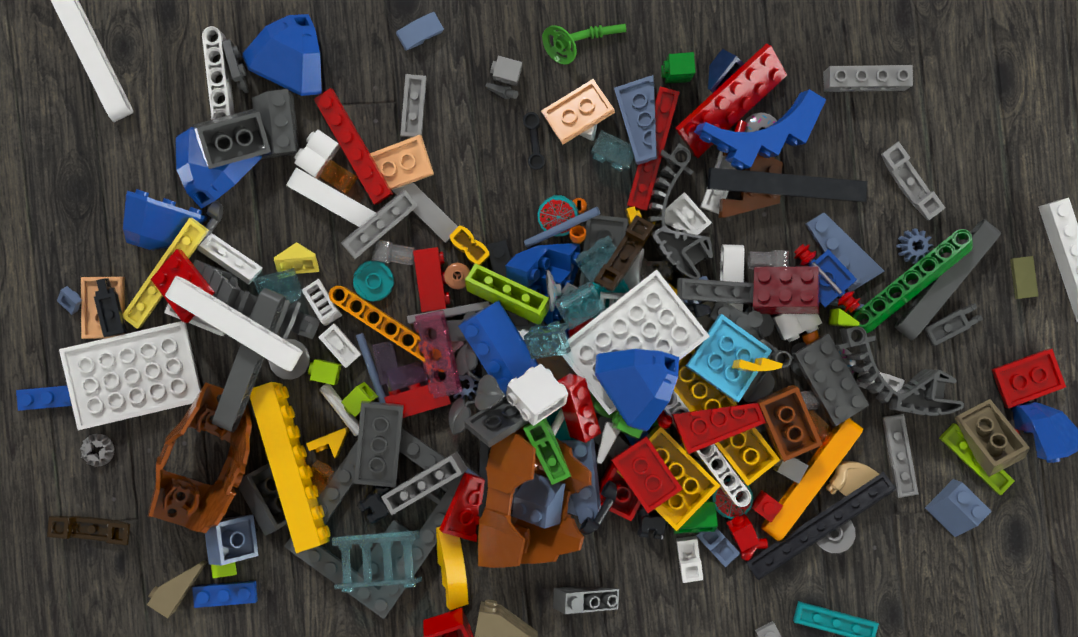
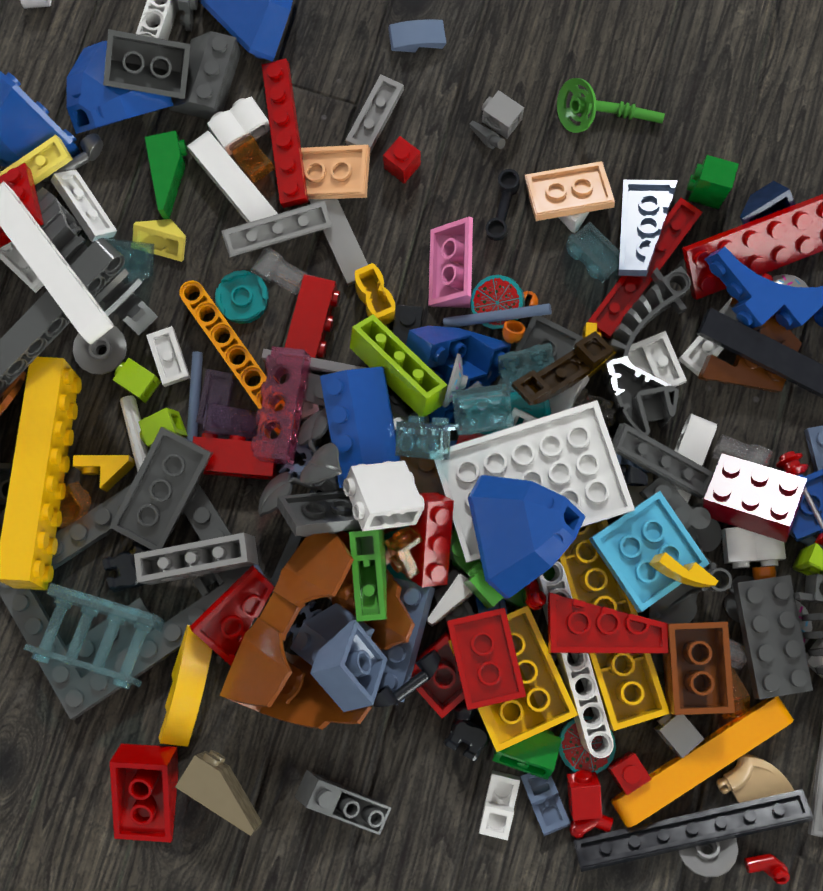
camera: 30 degrees right, 10 degrees down
(277, 204) = (167, 167): none -> green slope
(328, 317) = (173, 314): white slope -> none
(447, 135) = (402, 159): none -> red brick
(450, 272) = (337, 324): nougat head -> none
(514, 200) = (451, 264): none -> bright pink slope
(560, 422) = (399, 547): none -> clear orange bracket
(560, 517) = (350, 668): none -> sand blue slope
(878, 527) = (770, 865): none -> red arm

